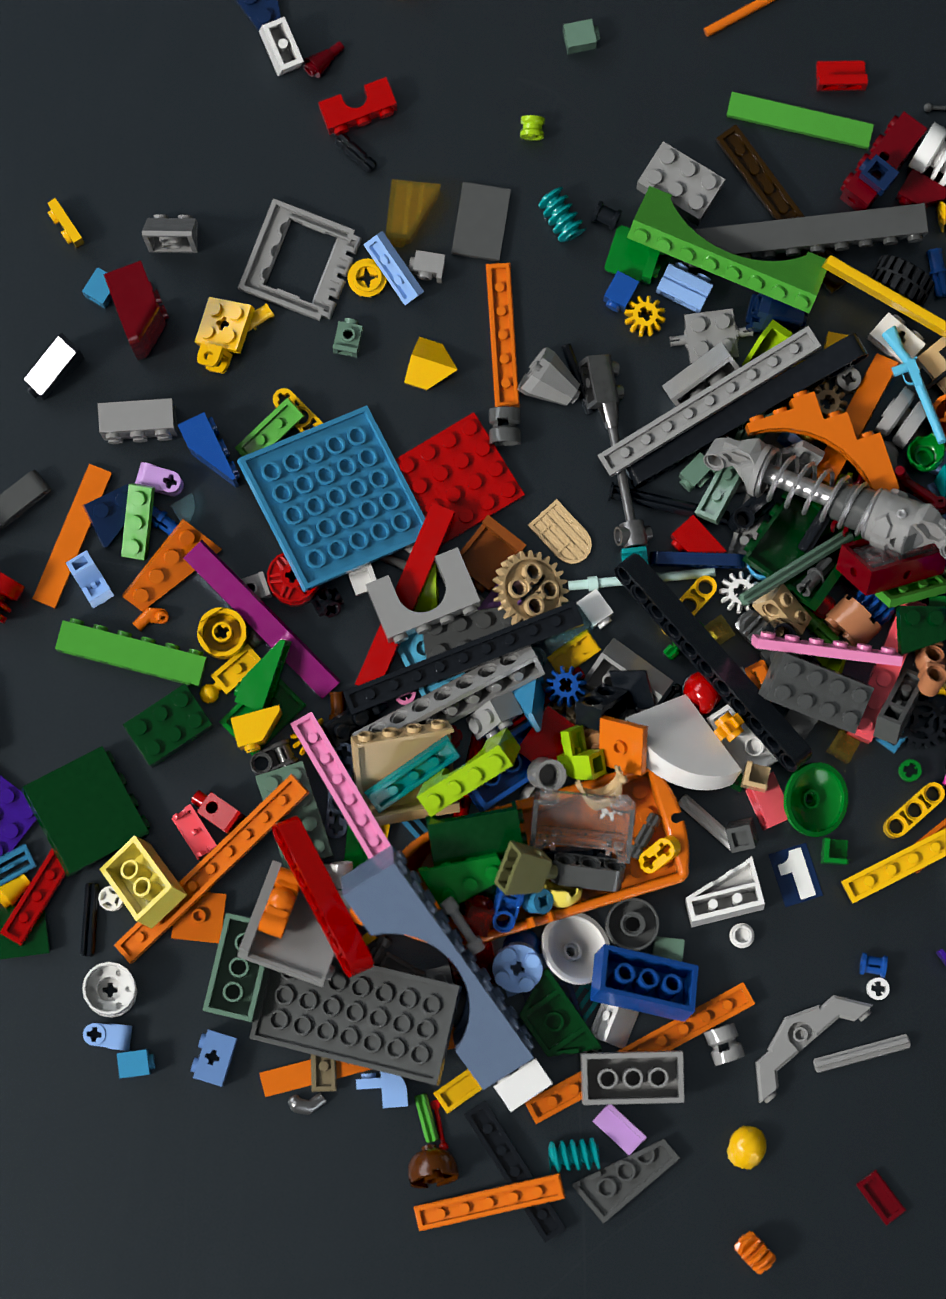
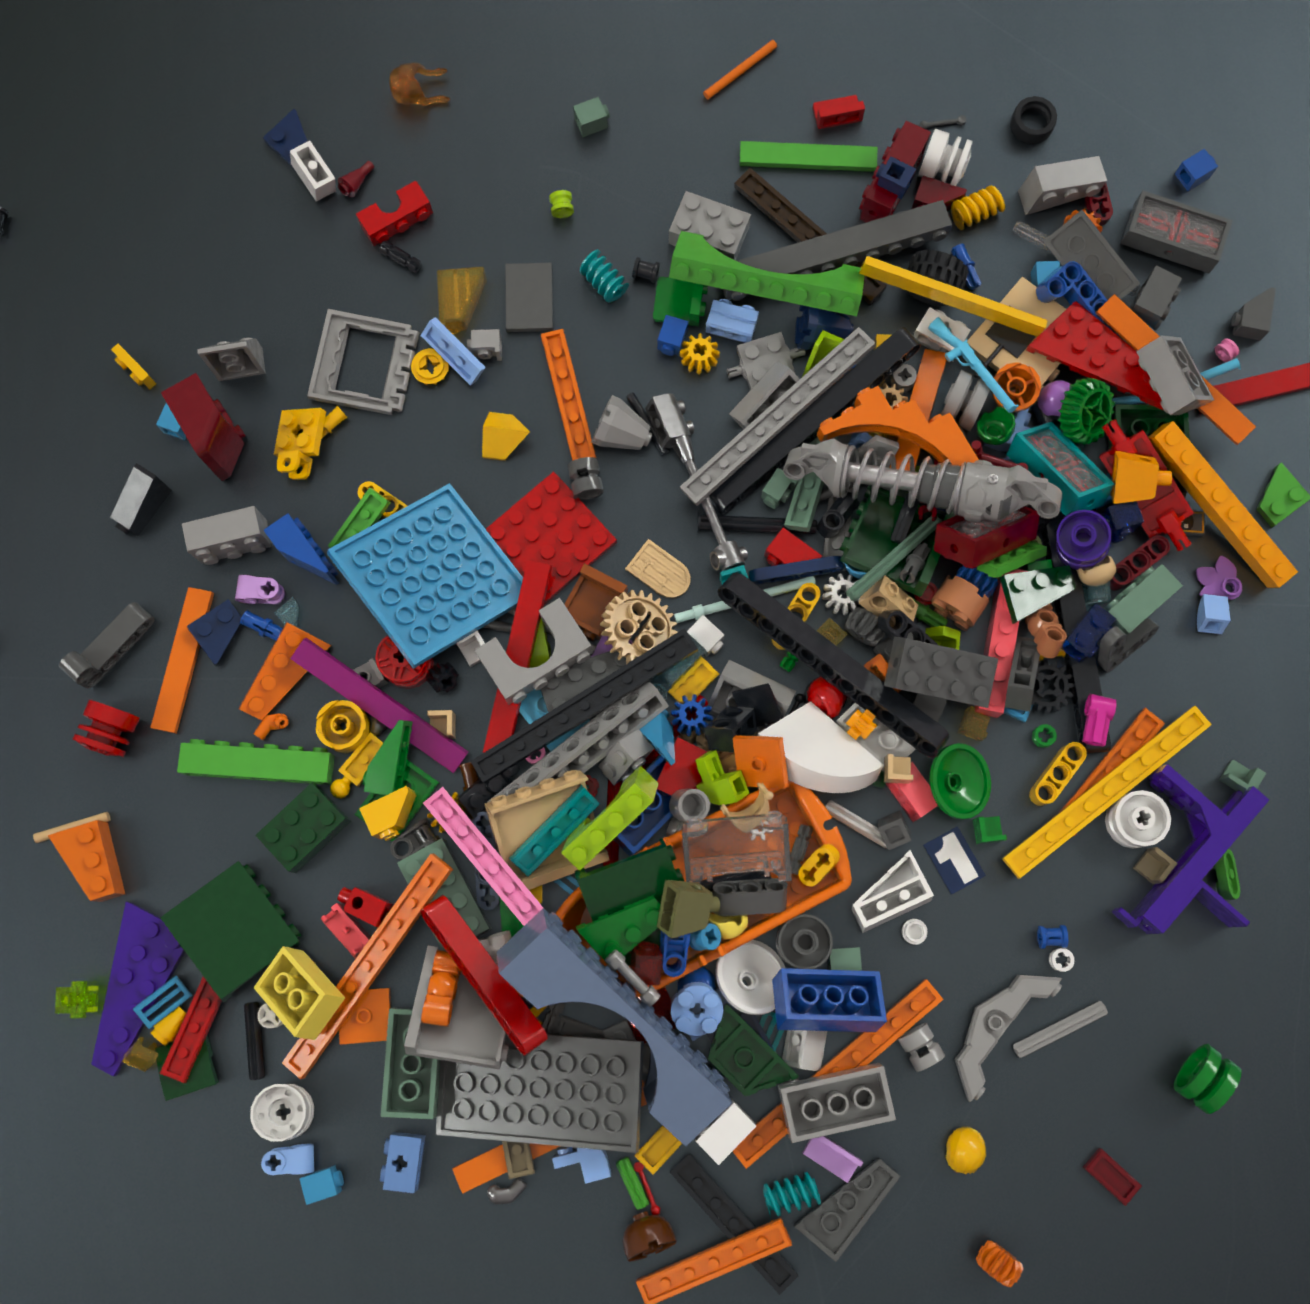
camera: 10 degrees left, 5 degrees down
(90, 579) = (203, 697): light blue brick -> none
(138, 521) = (242, 632): plate -> none
(321, 647) = (444, 722): none -> tan panel
(350, 346) = (421, 431): sand green brick -> none
(817, 647) = (934, 628): bright pink plate -> none

